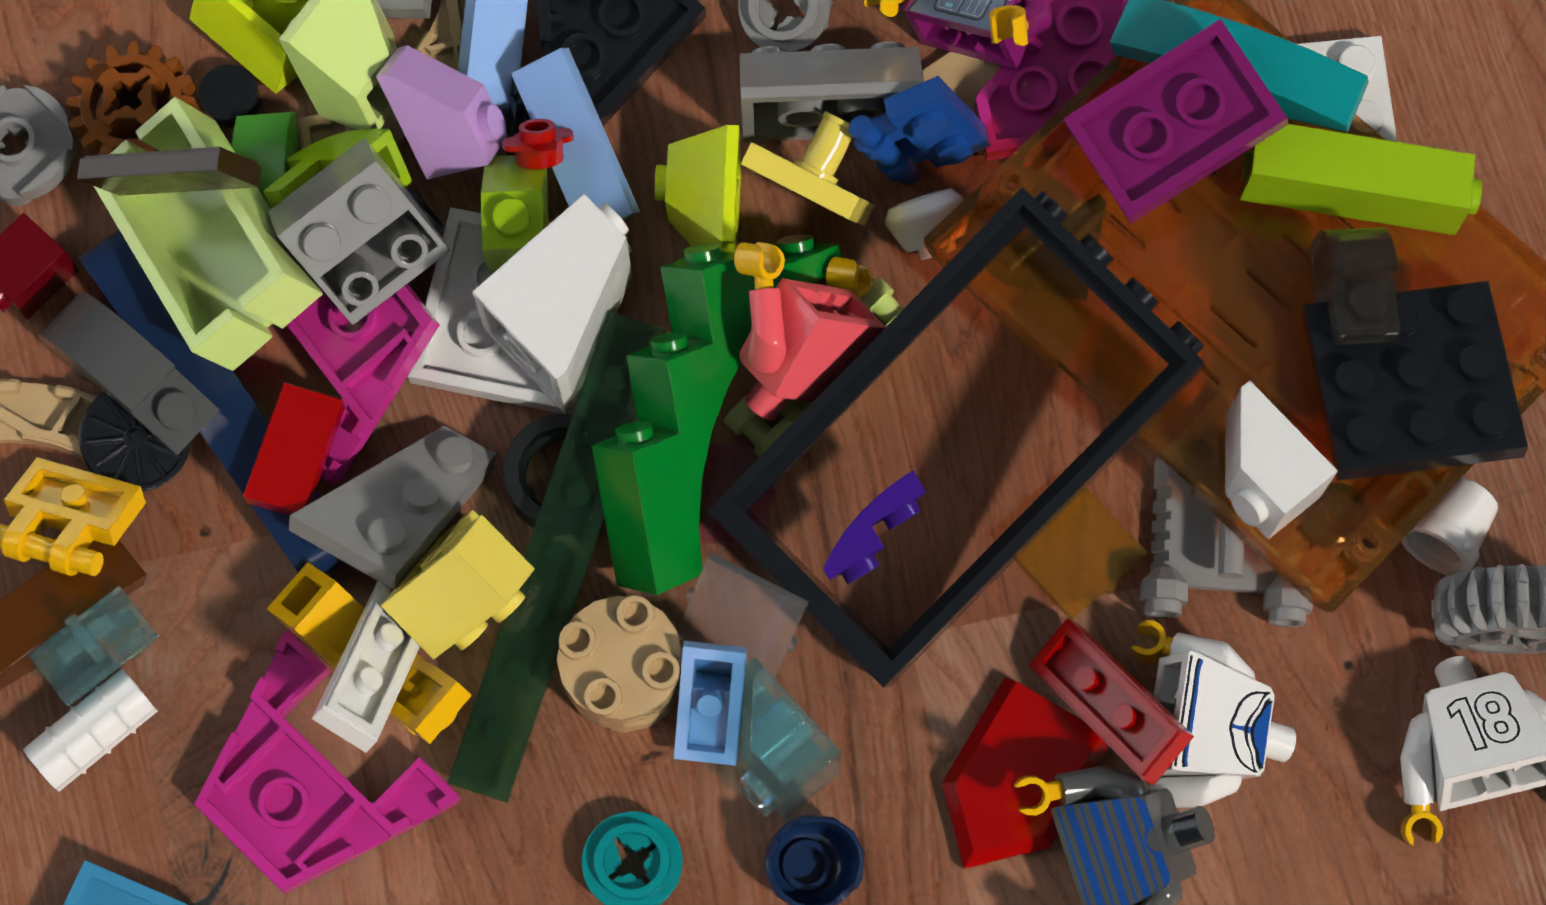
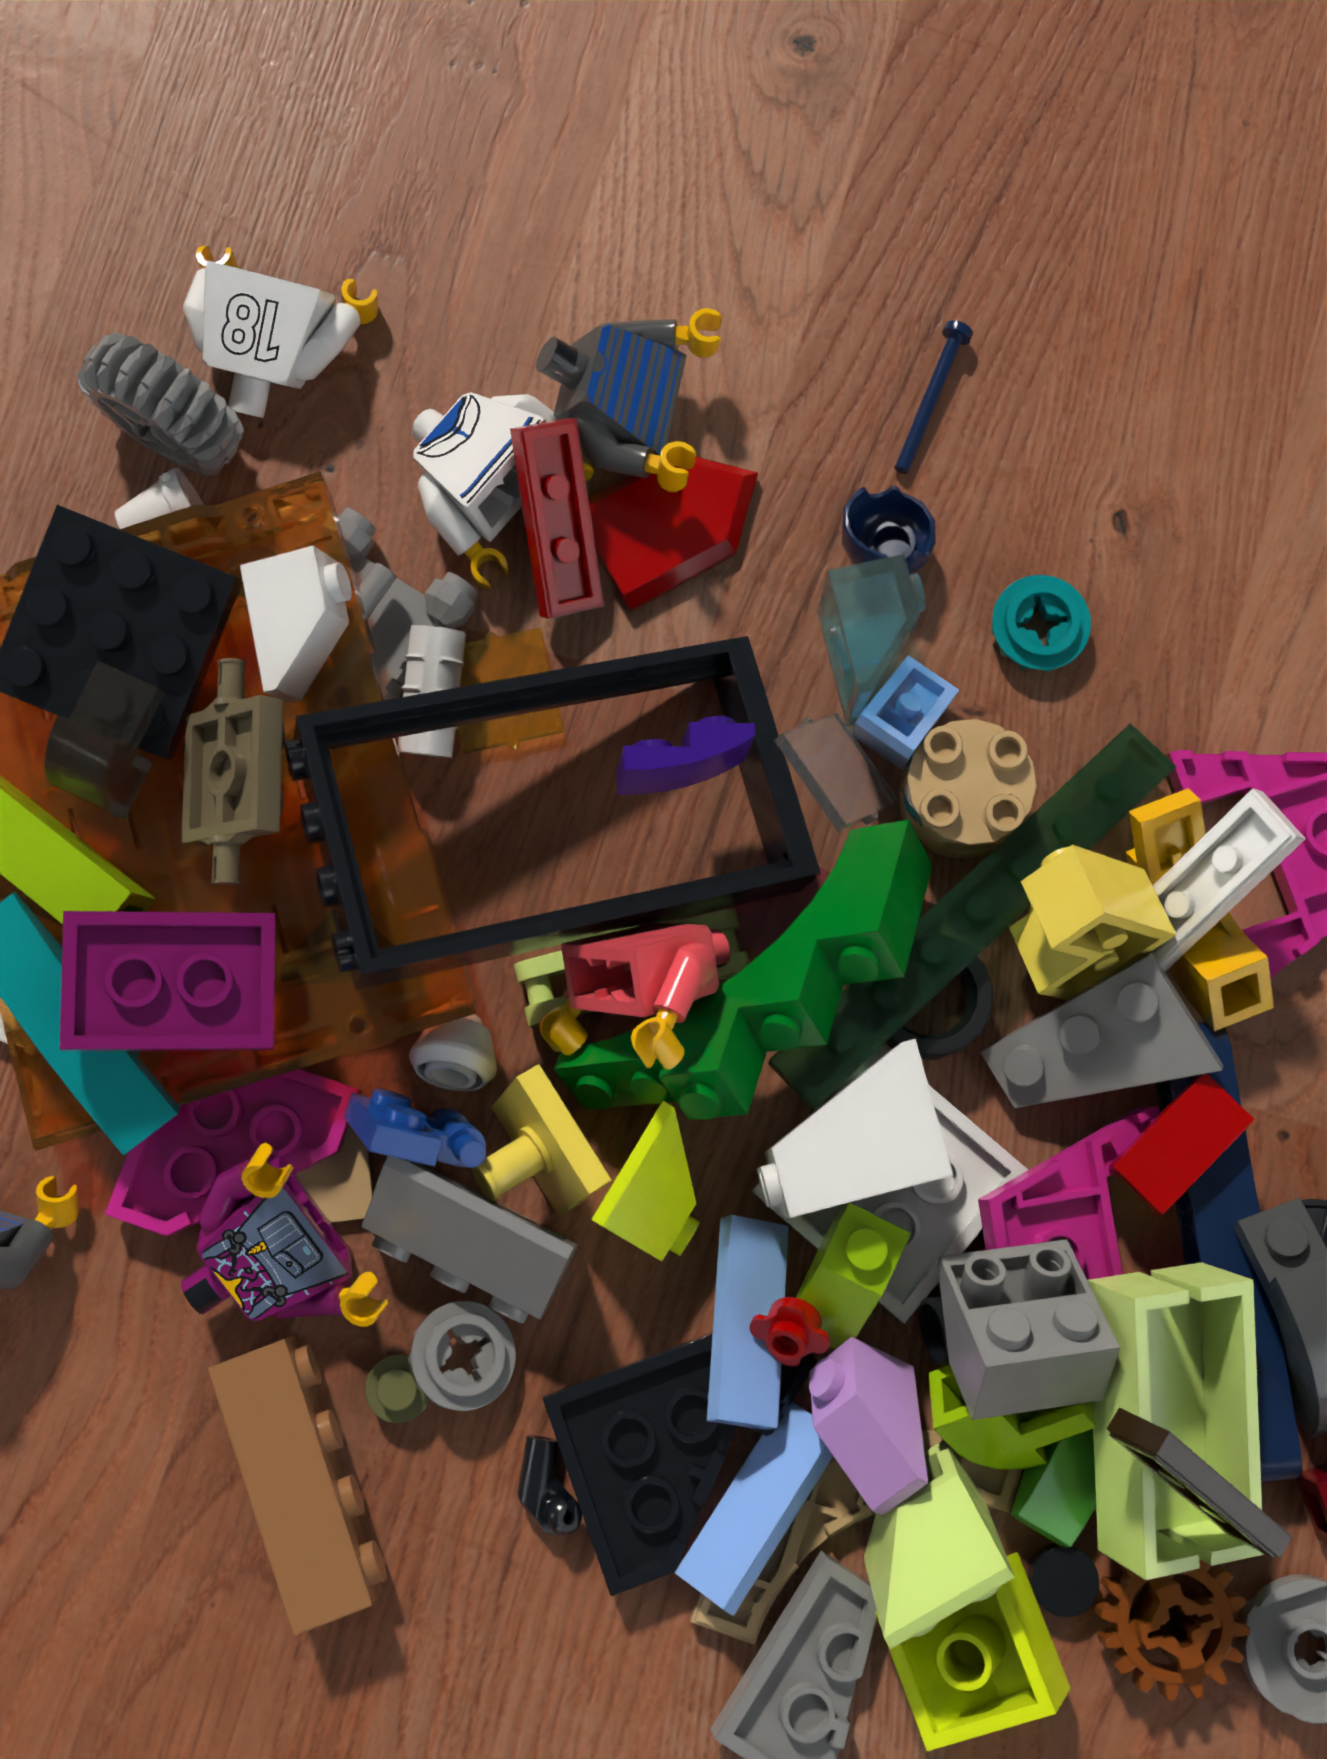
camera: 155 degrees left, 5 degrees up
(1134, 509) = (432, 666): none -> white axle
(1236, 311) = (232, 771): none -> dark tan plate

